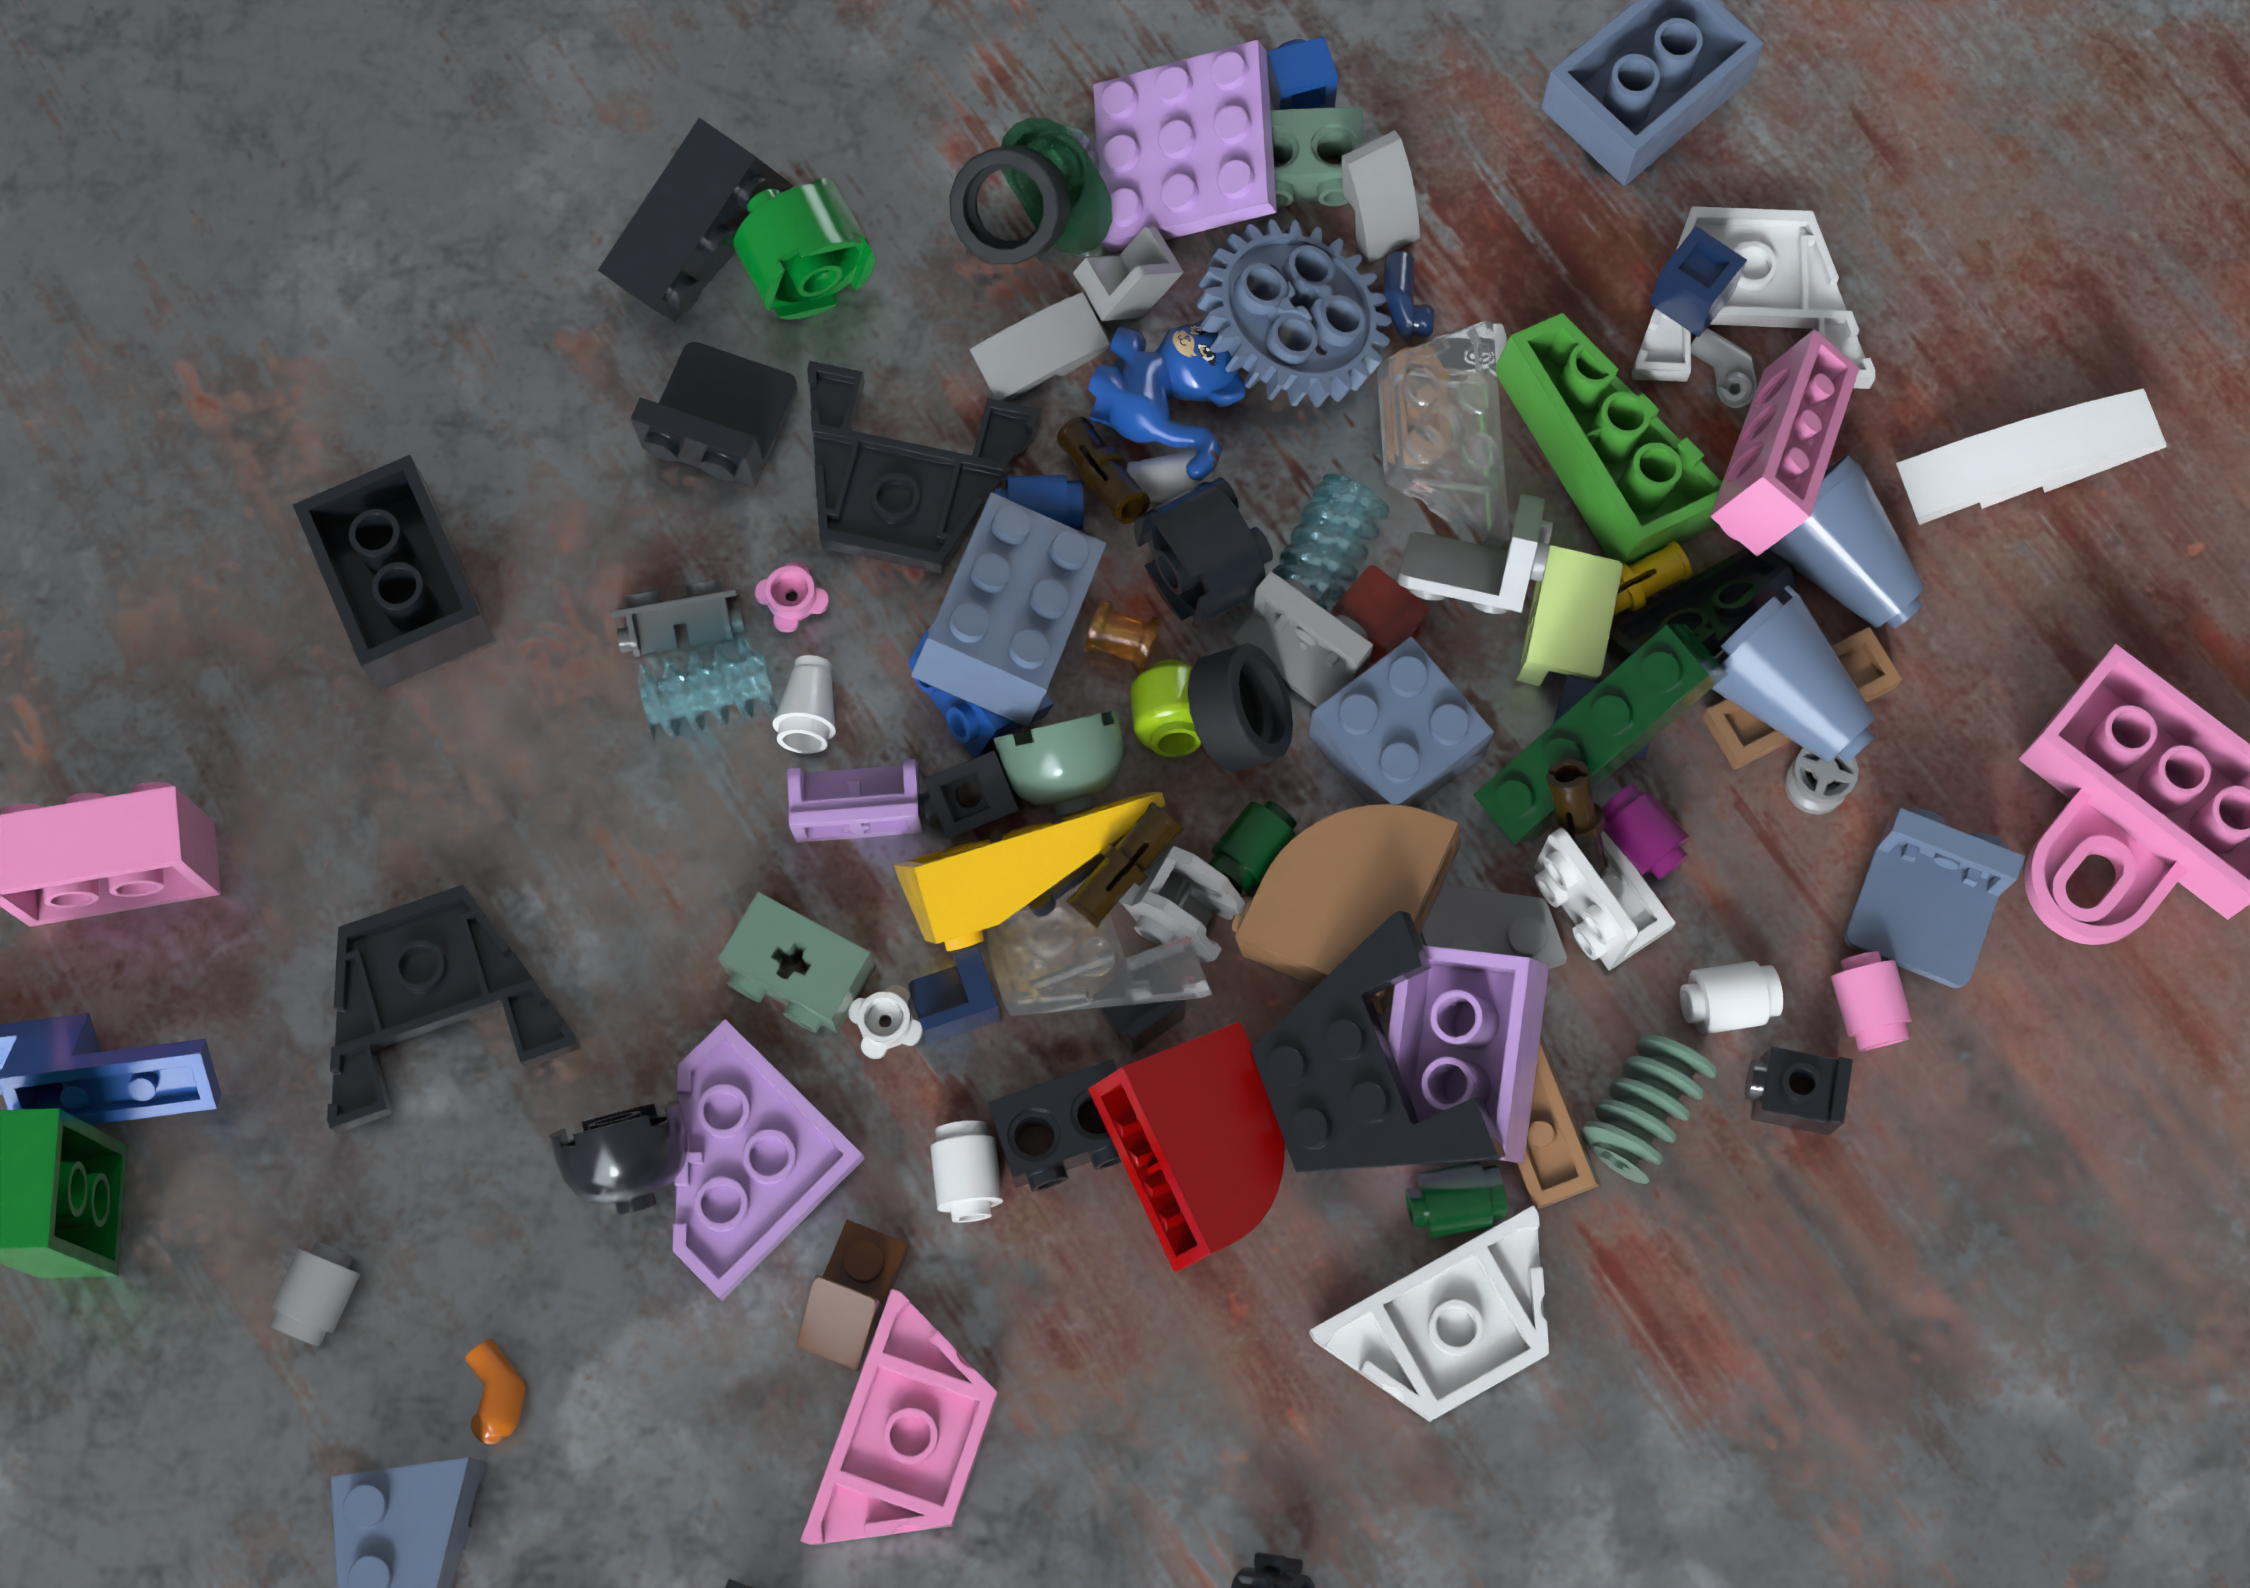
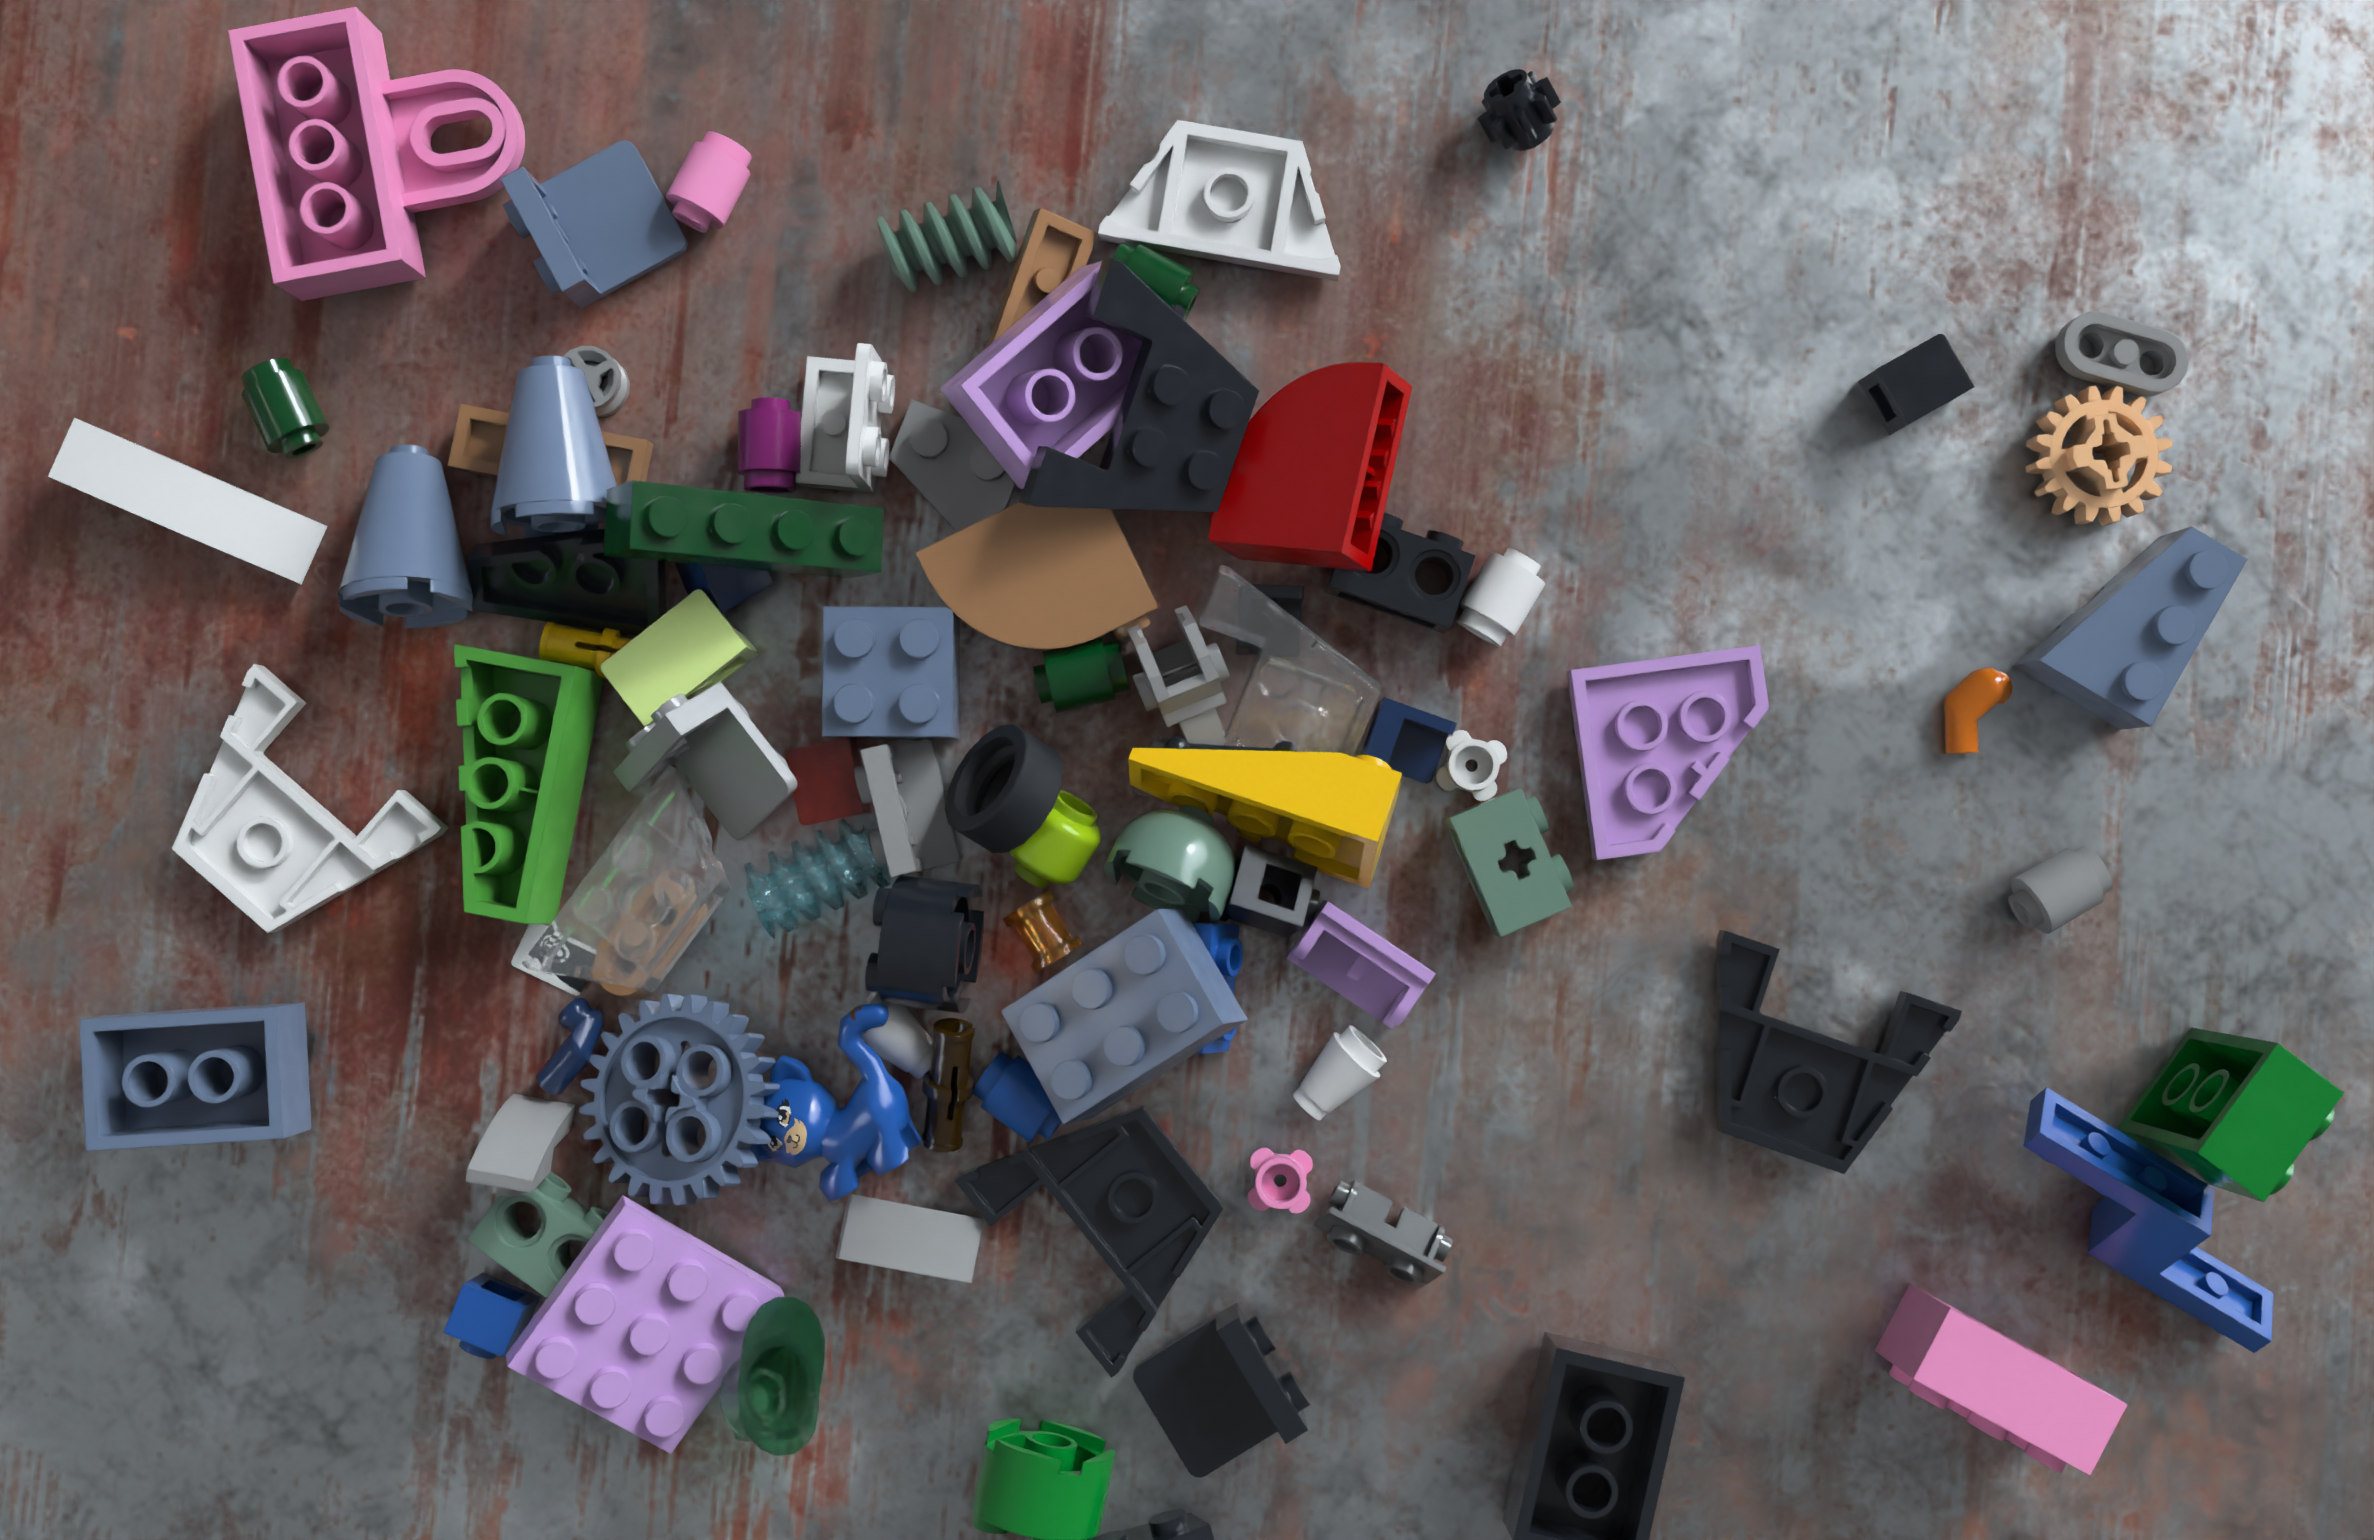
camera: 150 degrees left, 15 degrees up
(623, 1156) = (1754, 813): black cylinder -> none
(706, 689) = (1412, 1146): clear light blue piece -> none
(851, 1295) = (1652, 575): reddish brown slope -> none
(904, 1435) = (1693, 438): bright pink wing -> none
(965, 213) = (882, 1384): black tyre -> none
(1124, 864) = (1205, 722): dark brown pin -> none
(1130, 282) = (787, 1242): light grey panel -> none
(1577, 811) = (821, 477): dark brown pin -> none
(1697, 281) = (326, 851): dark blue panel -> none
(1731, 365) = (359, 771): light grey arm -> none
(1731, 997) = (813, 270): white brick -> none
(1777, 1104) = (807, 141): black brick -> none
(1785, 444) = (383, 650): bright pink brick -> none
(2027, 575) = (284, 408): none -> dark green brick

